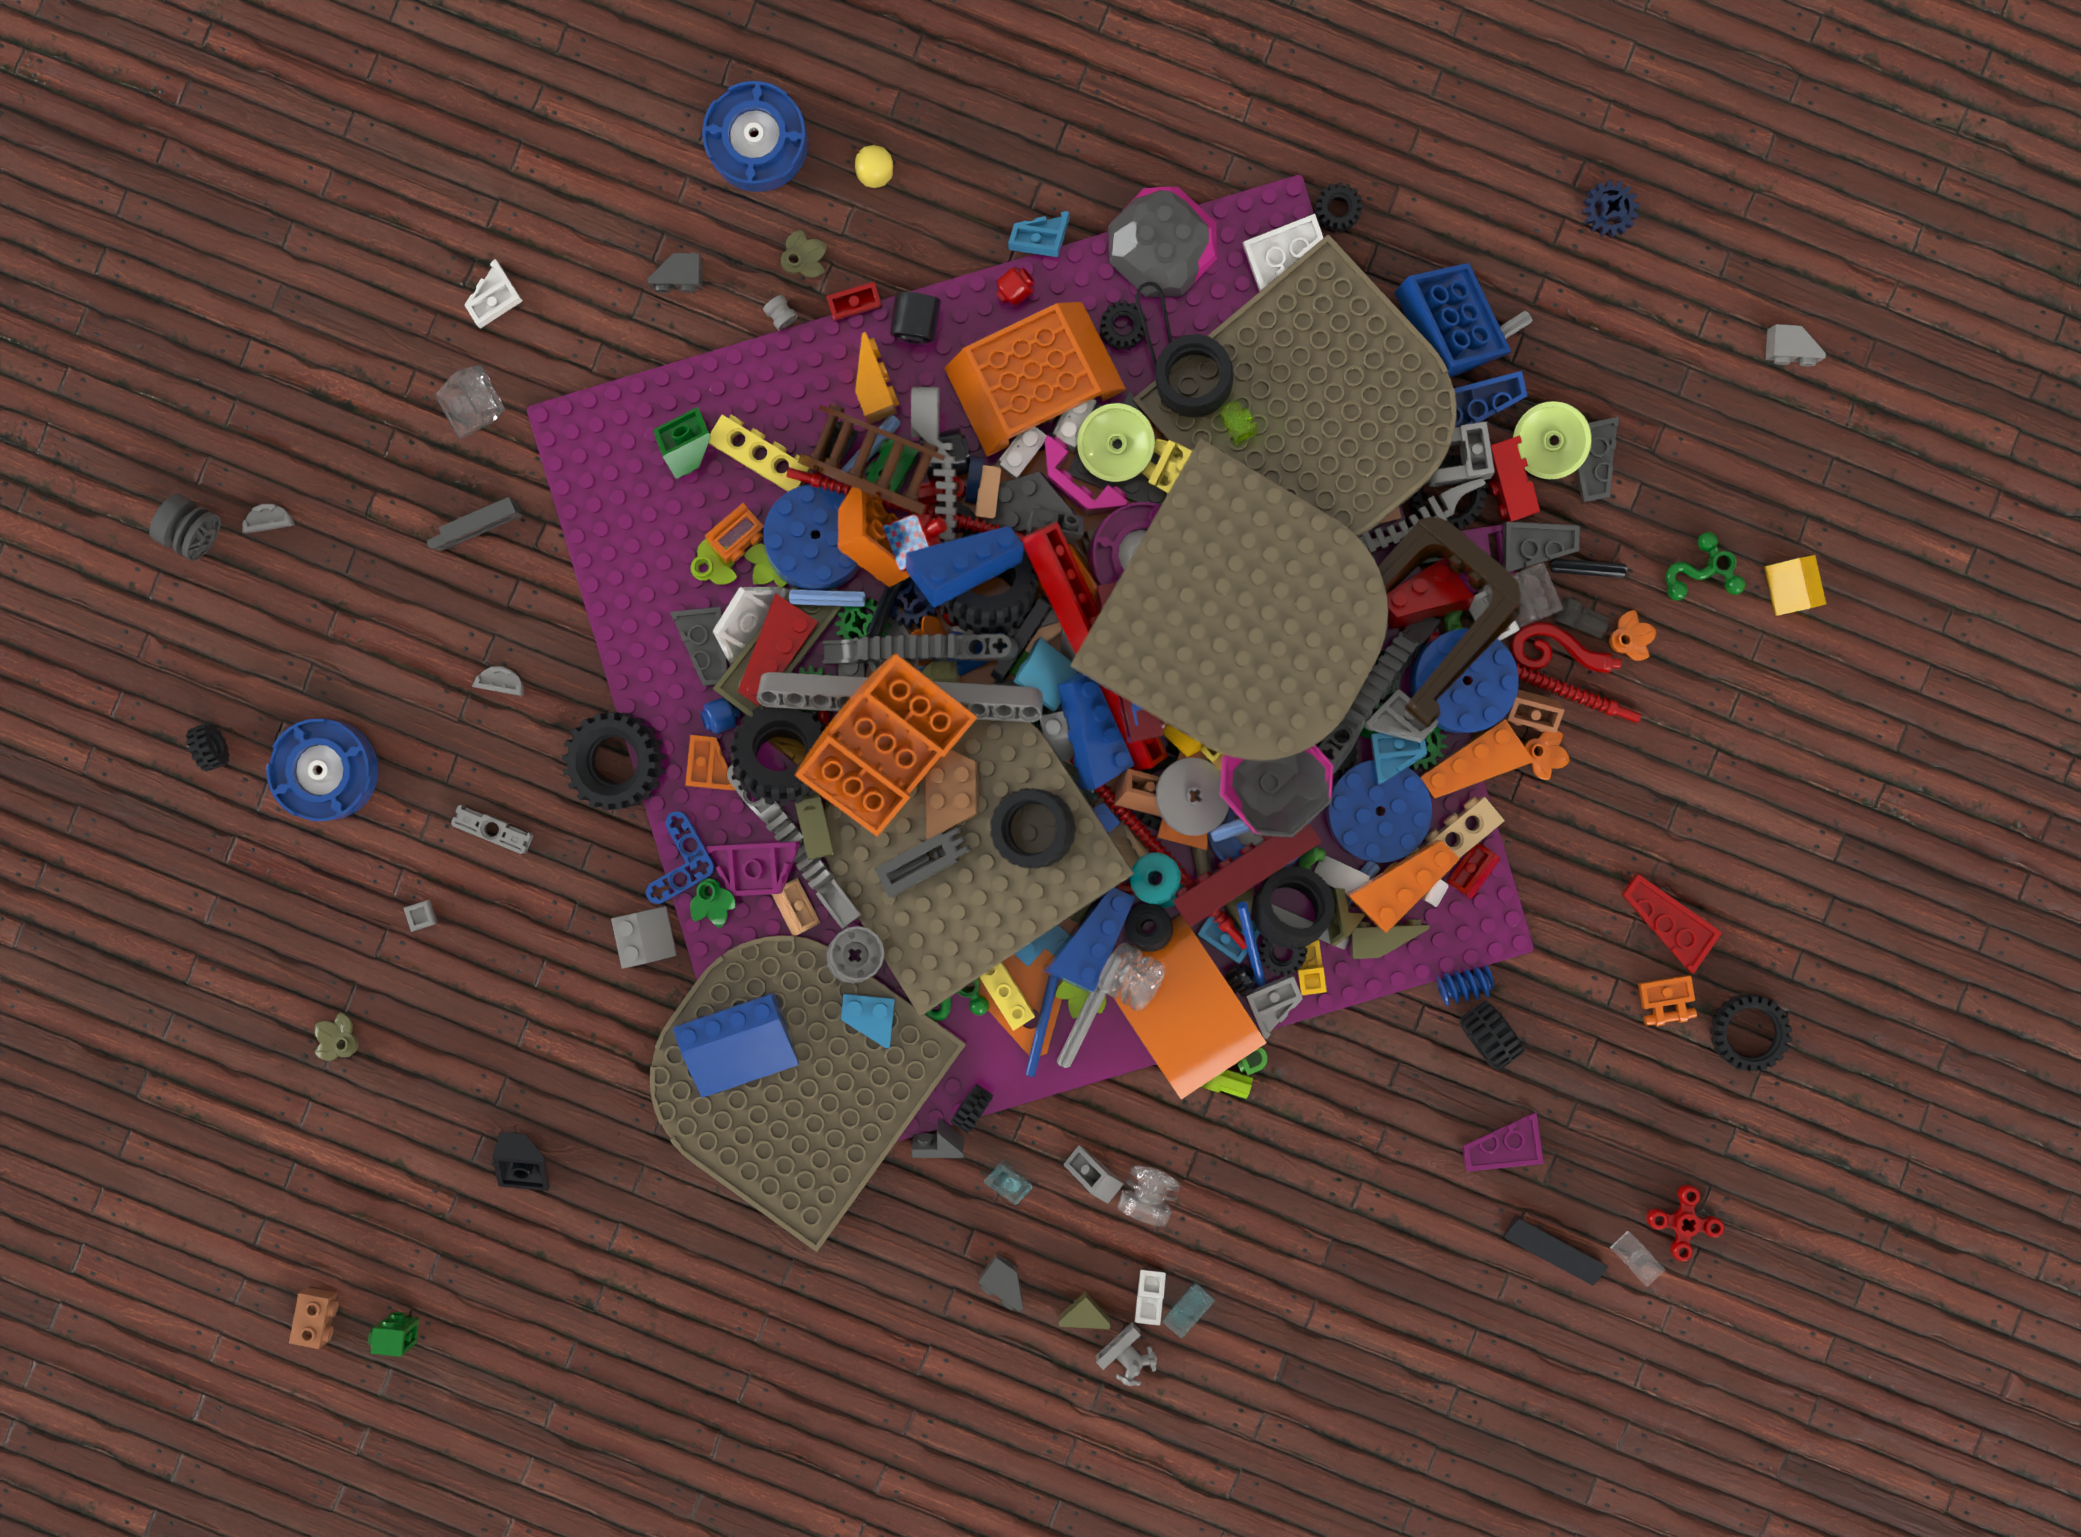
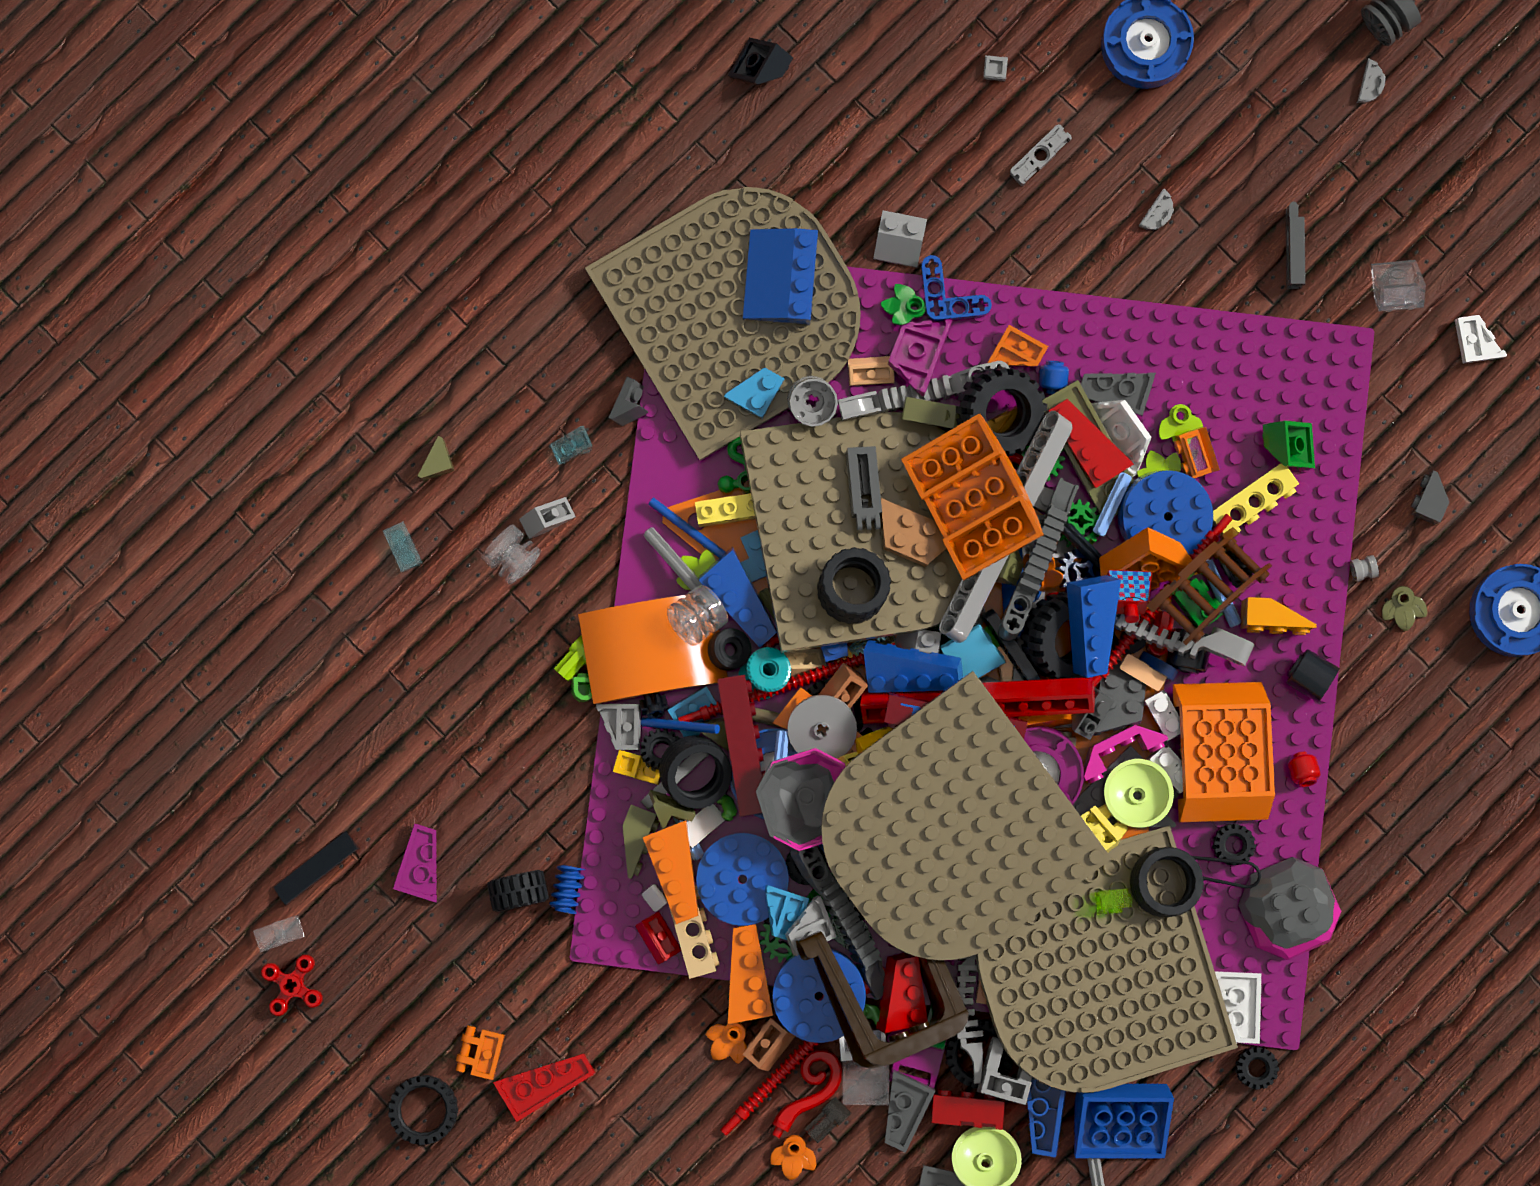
camera: 120 degrees right, 5 degrees down
(582, 760) = (1054, 248): black tyre -> none
(854, 301) = (1348, 633): red slope -> none
(874, 166) = (1454, 698): light yellow hair -> none
(971, 1108) = (646, 441): black tyre -> none
(1002, 1279) = (493, 408): dark grey slope -> none
(1039, 235) = (1338, 809): dark azure wing -> none
(1122, 1350) = (387, 481): light grey piece -> none
(1150, 1297) = (426, 520): white slope -> none
(1588, 568) = (866, 1145): black axle -> none

